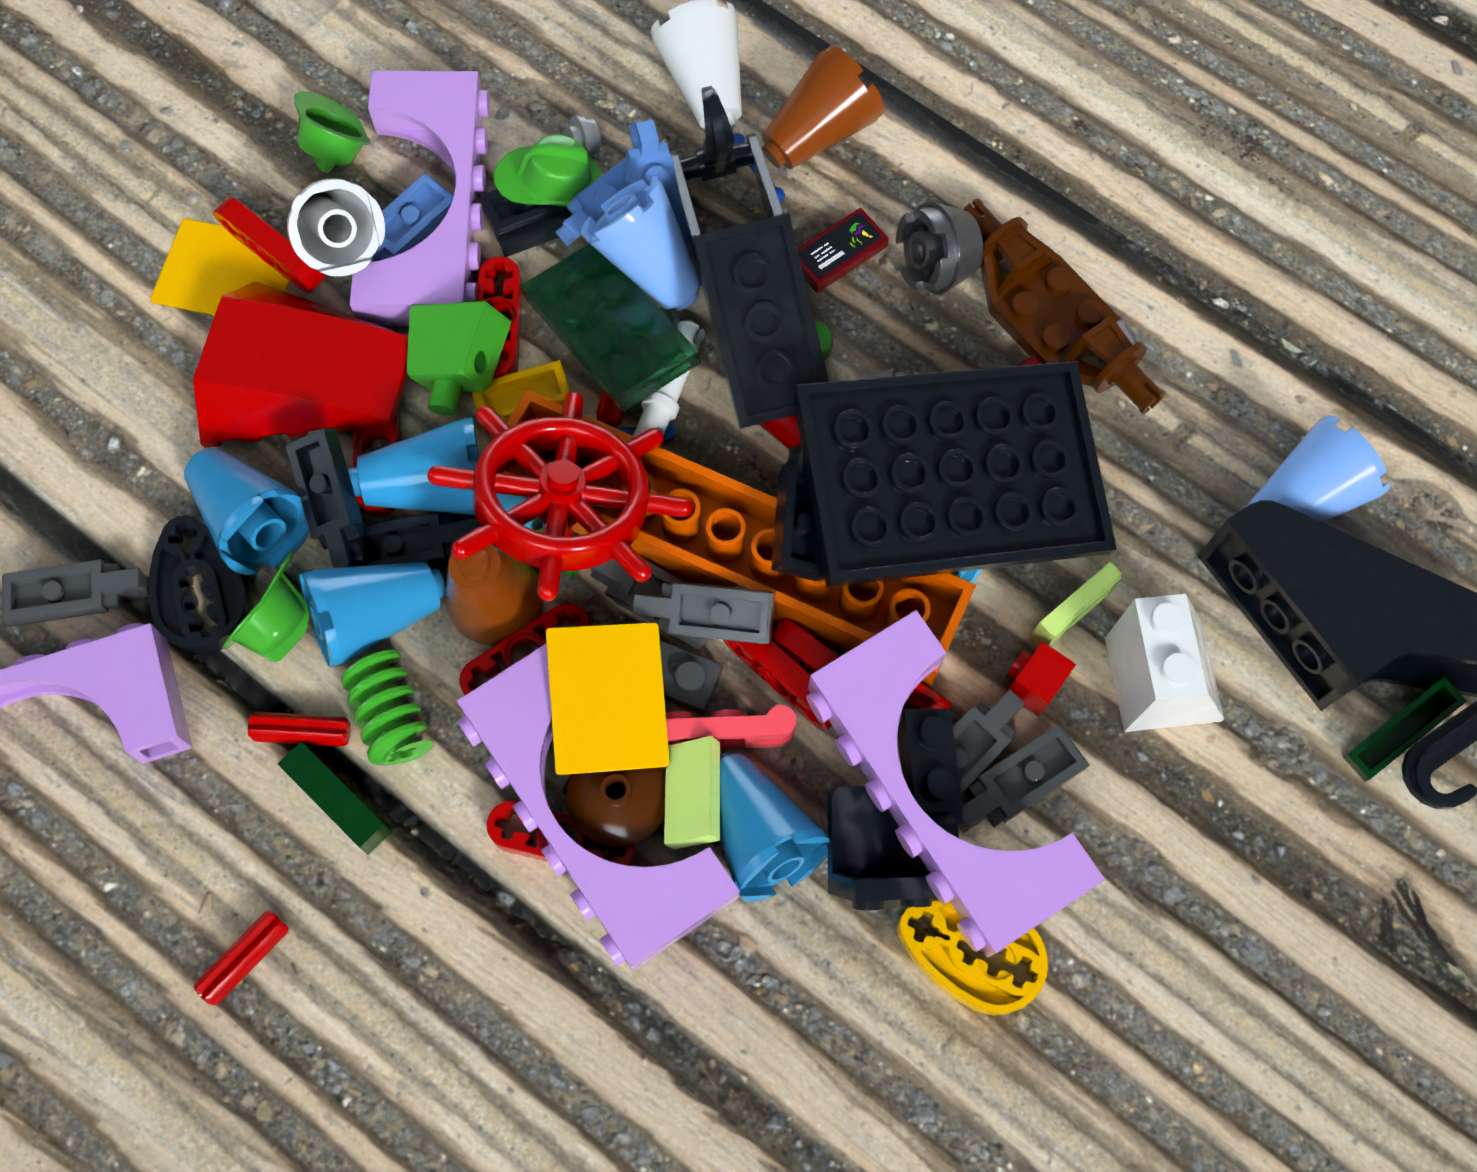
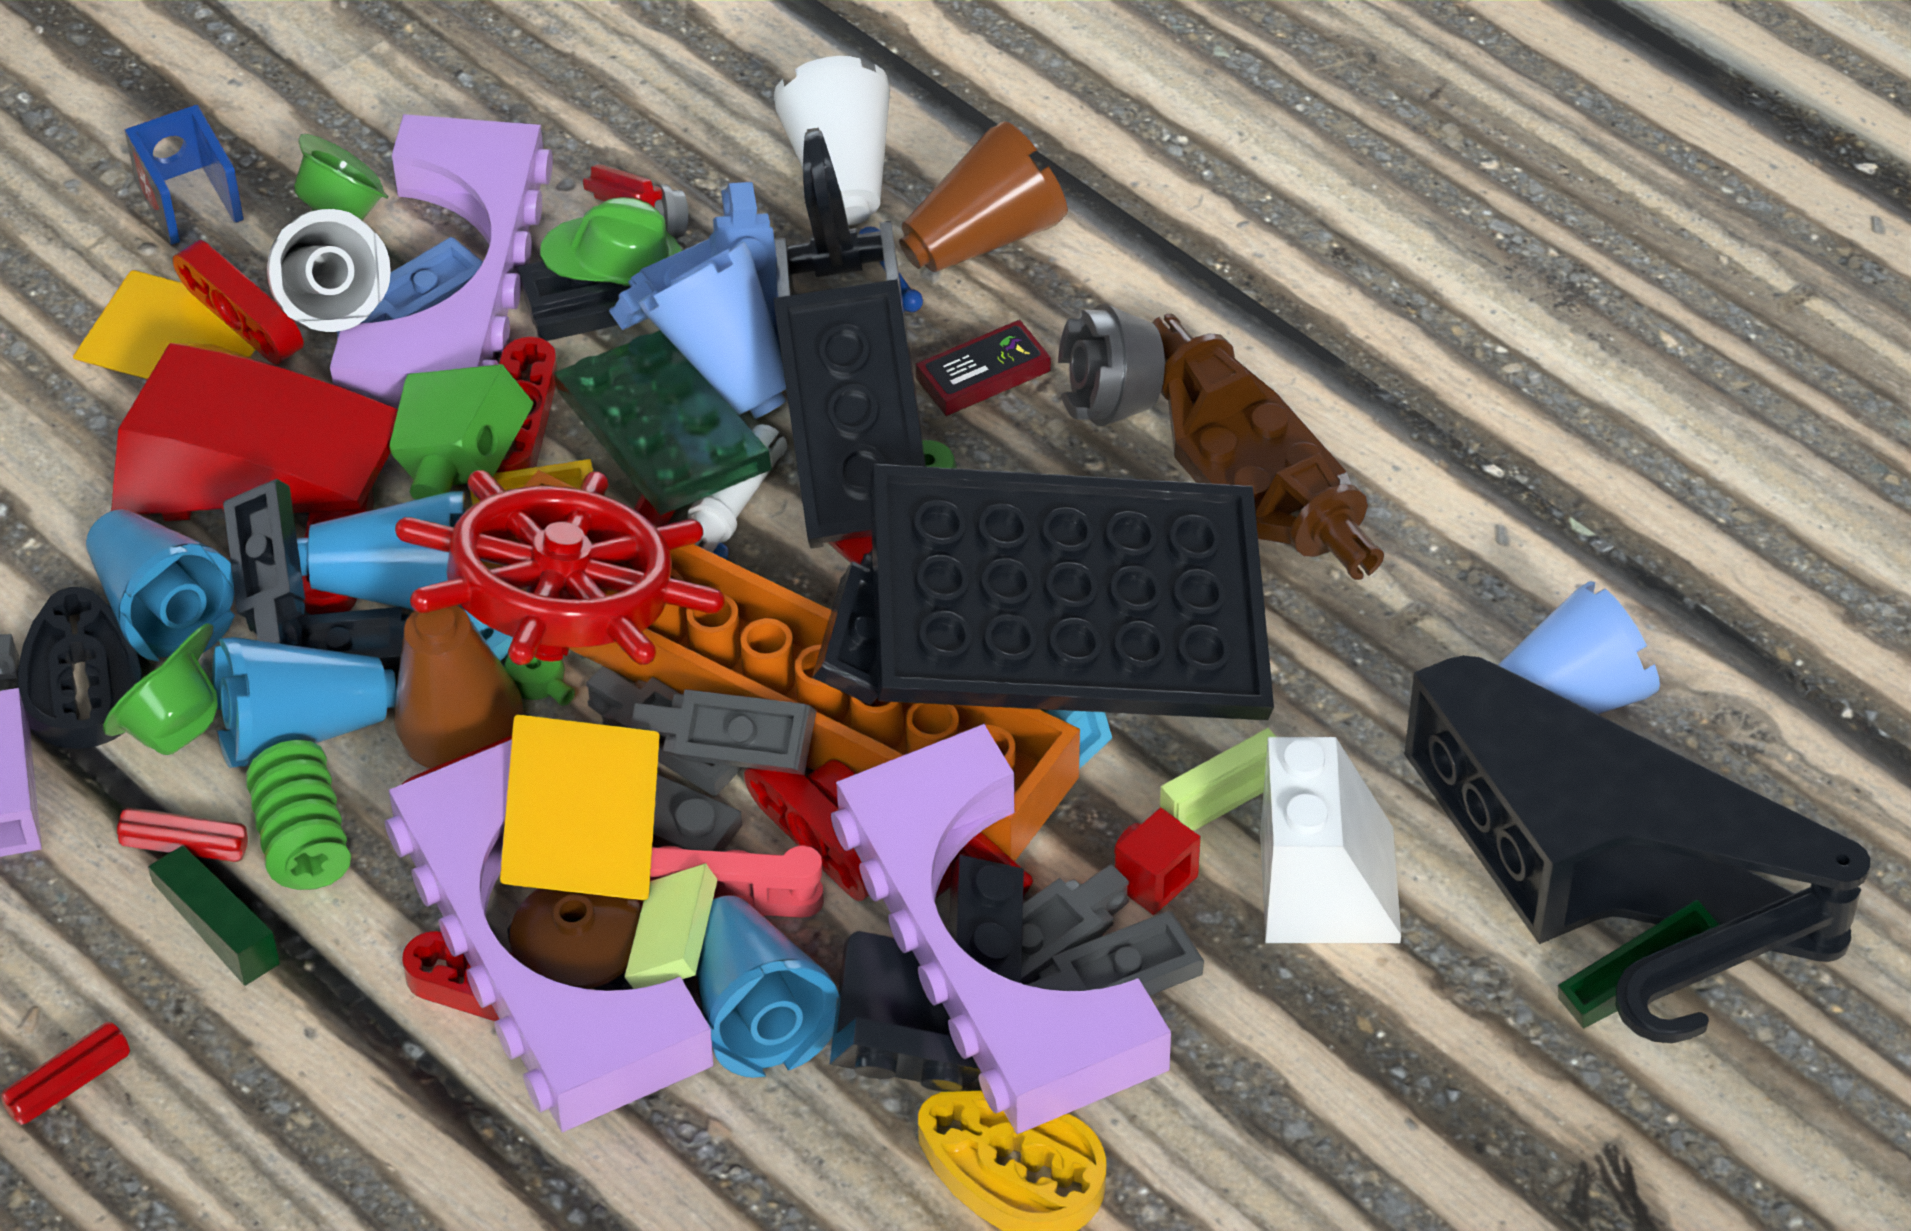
camera: 10 degrees right, 20 degrees down
(215, 113) = (198, 151): none -> blue piece
(546, 119) = (614, 183): none -> red axle

